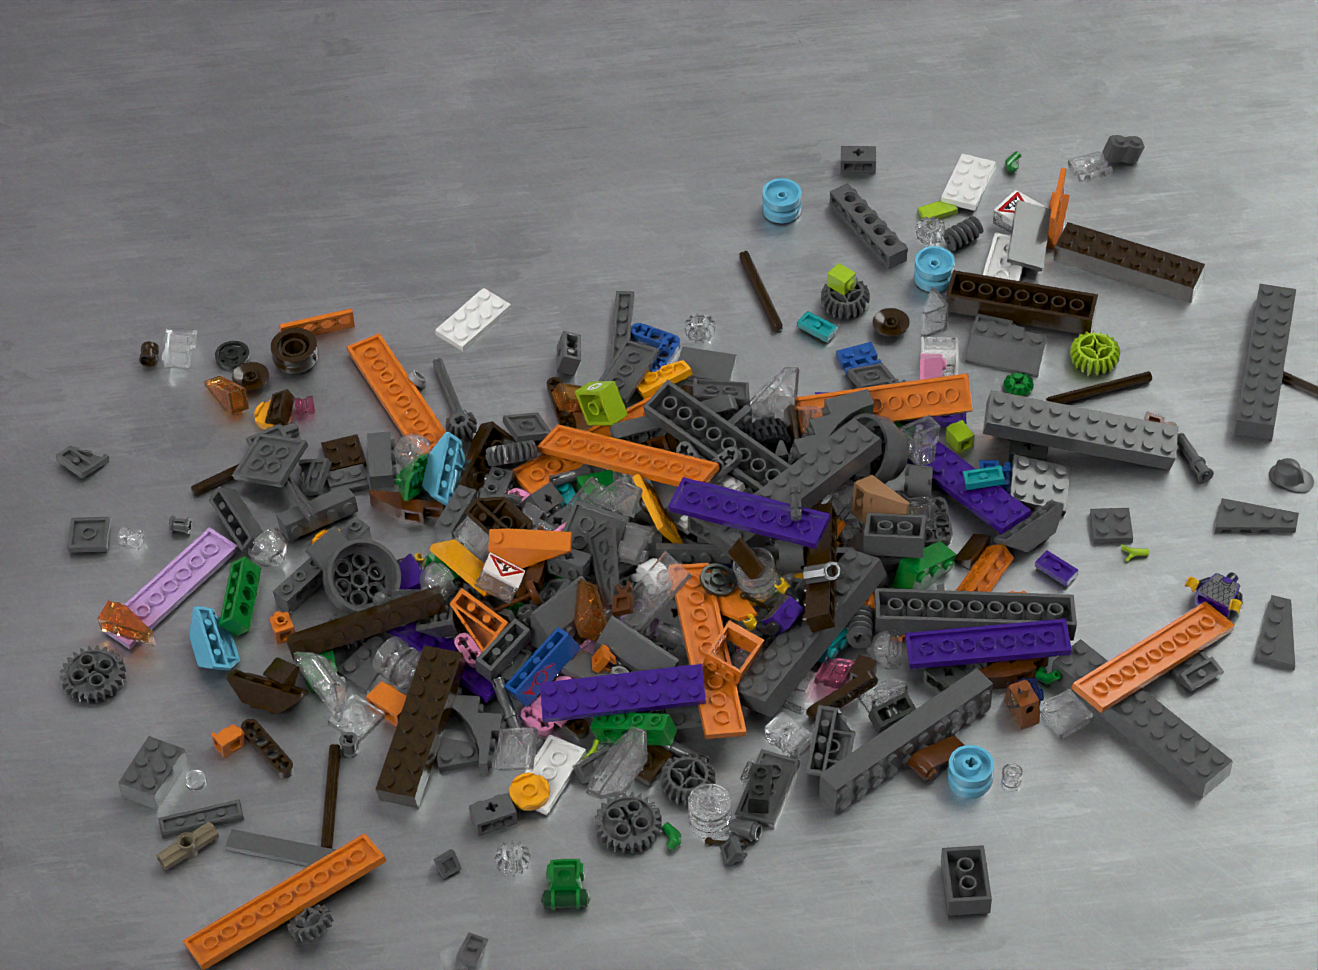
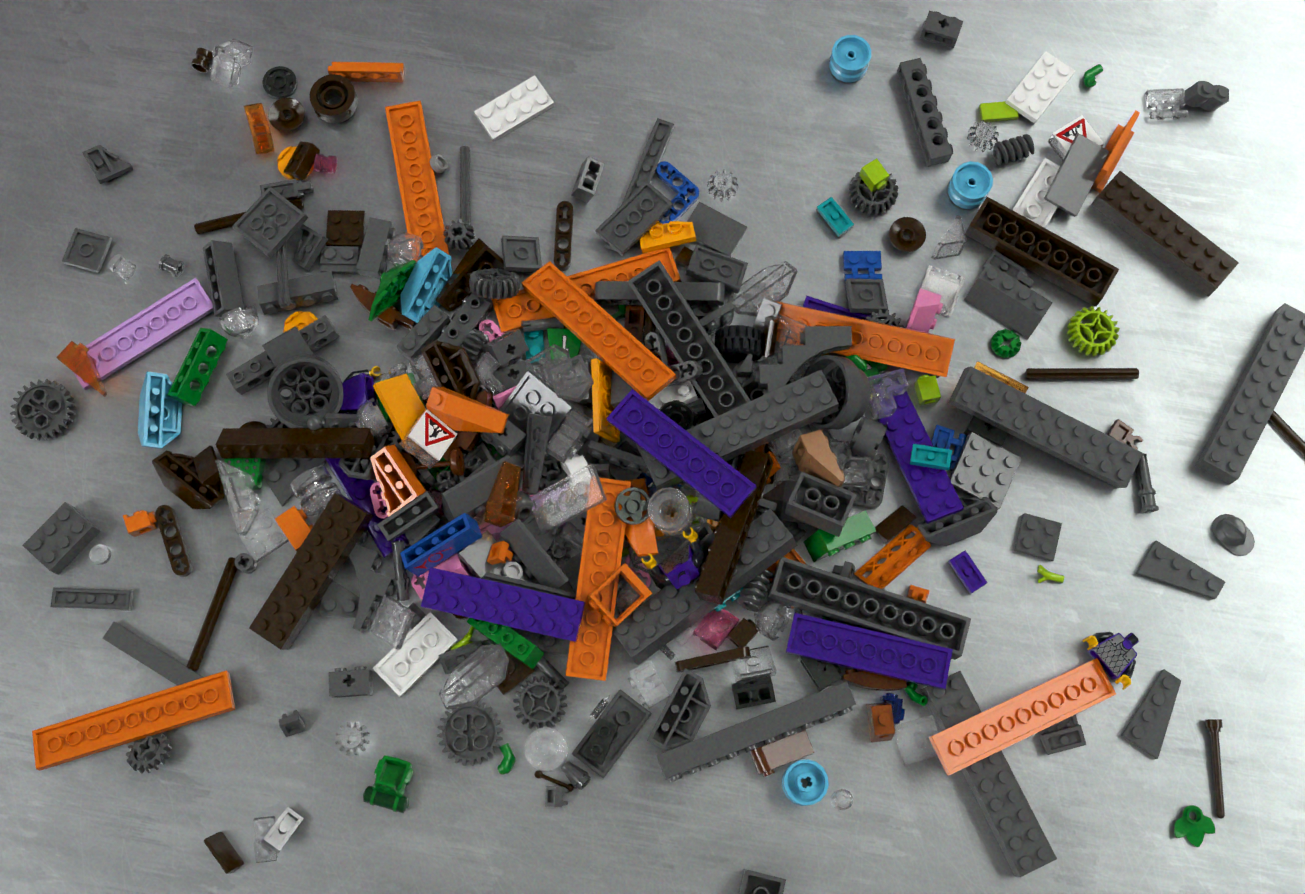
camera: 15 degrees right, 25 degrees up
(178, 851) = (79, 624): dark tan piece -> none
(281, 623) = (228, 416): orange brick -> none
(529, 791) = (389, 672): light orange tile -> none
(566, 398) = (575, 236): clear orange brick -> none
(601, 403) = (596, 253): lime brick -> none
(624, 601) = (537, 499): reddish brown plate -> none
(744, 595) = (652, 529): dark brown hinge -> none
(746, 559) = (662, 503): dark brown slope -> none
(761, 291) = (796, 167): dark brown axle -> none
(795, 503) = (726, 463): dark grey axle -> none
(823, 572) = (729, 547): dark grey piece -> none

